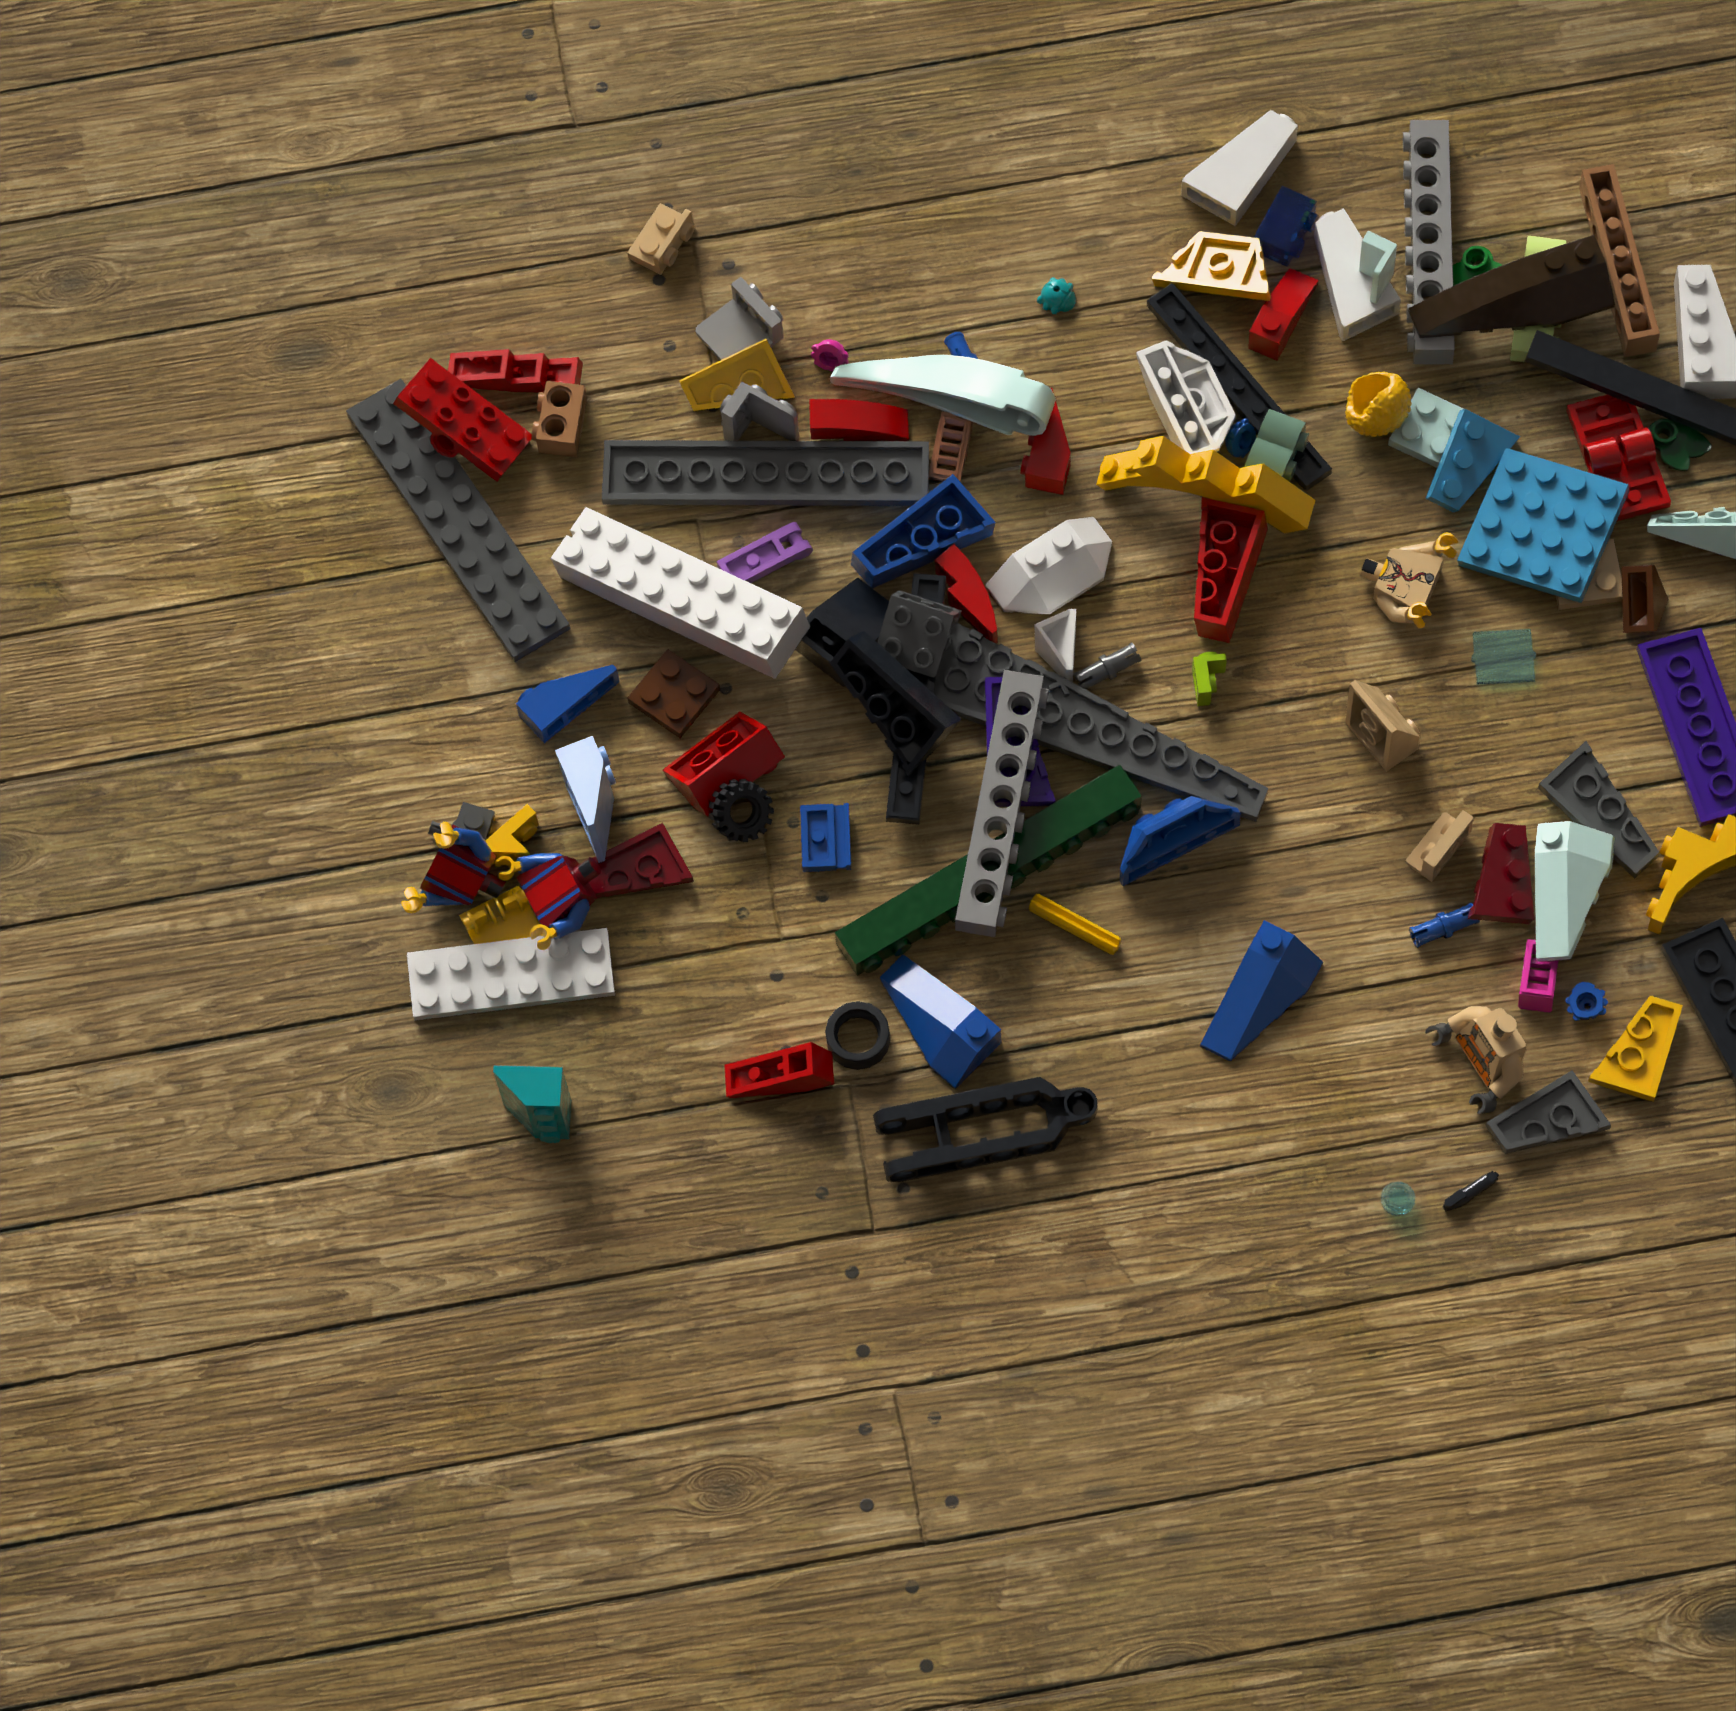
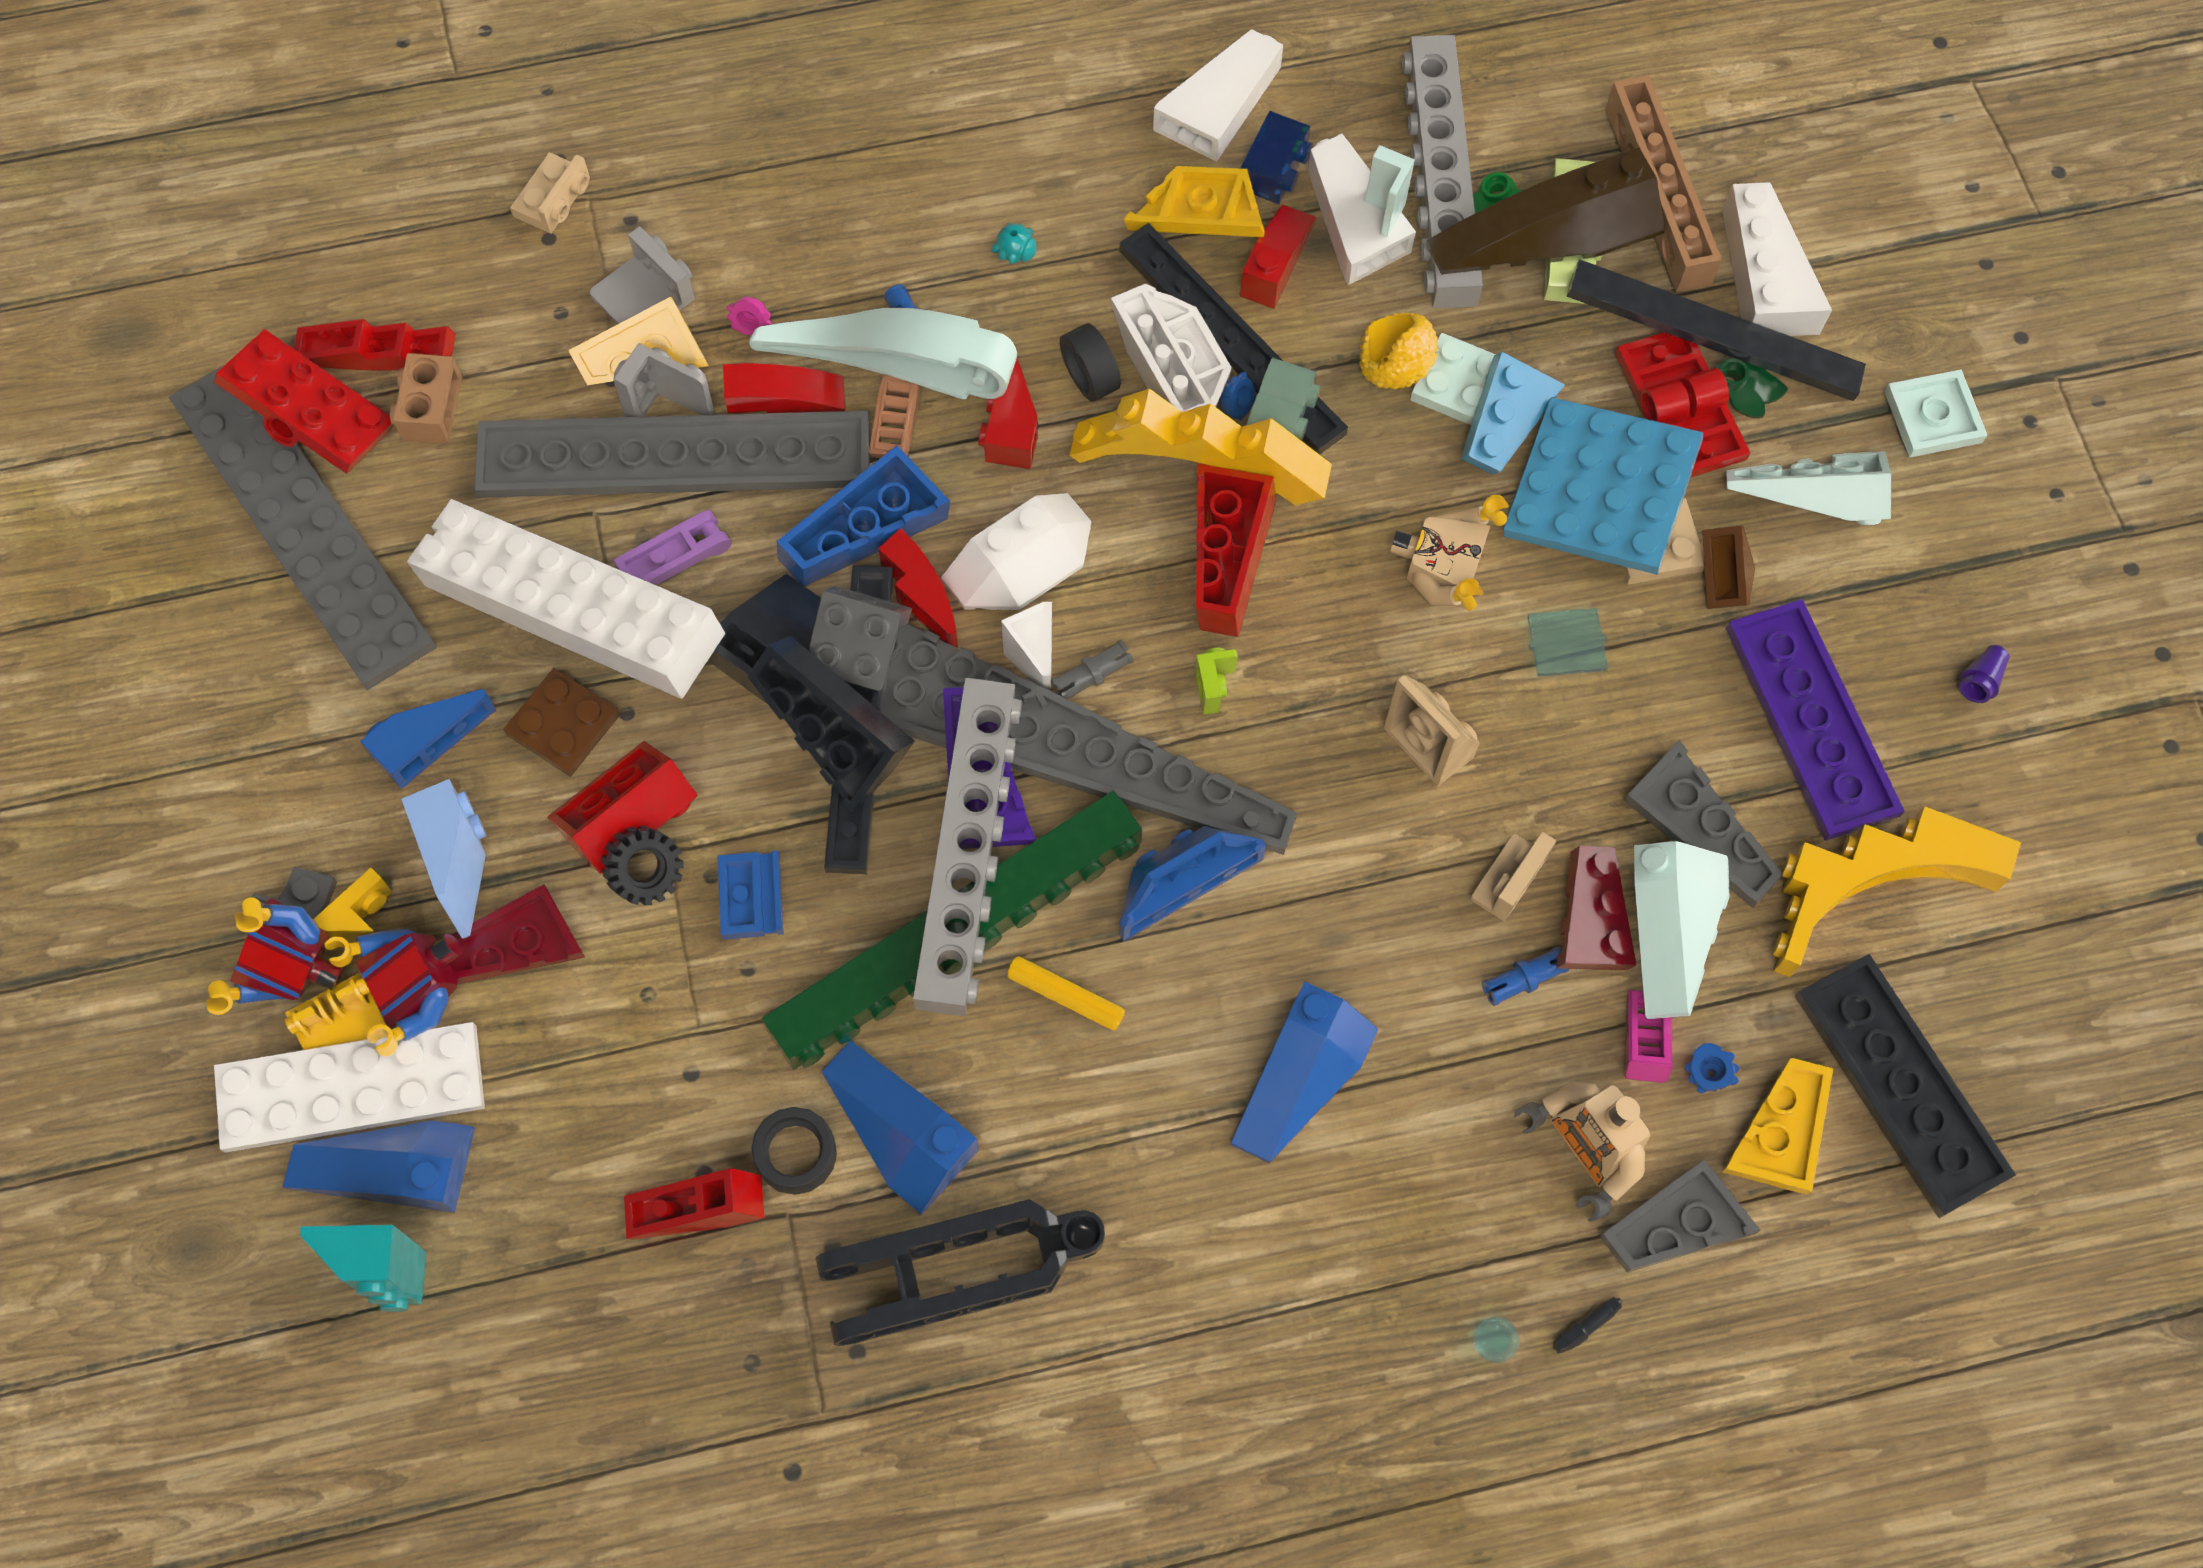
camera: 10 degrees left, 0 degrees up
(549, 1035) = (393, 1165): none -> blue wedge
(1116, 406) = (1090, 362): none -> black tyre

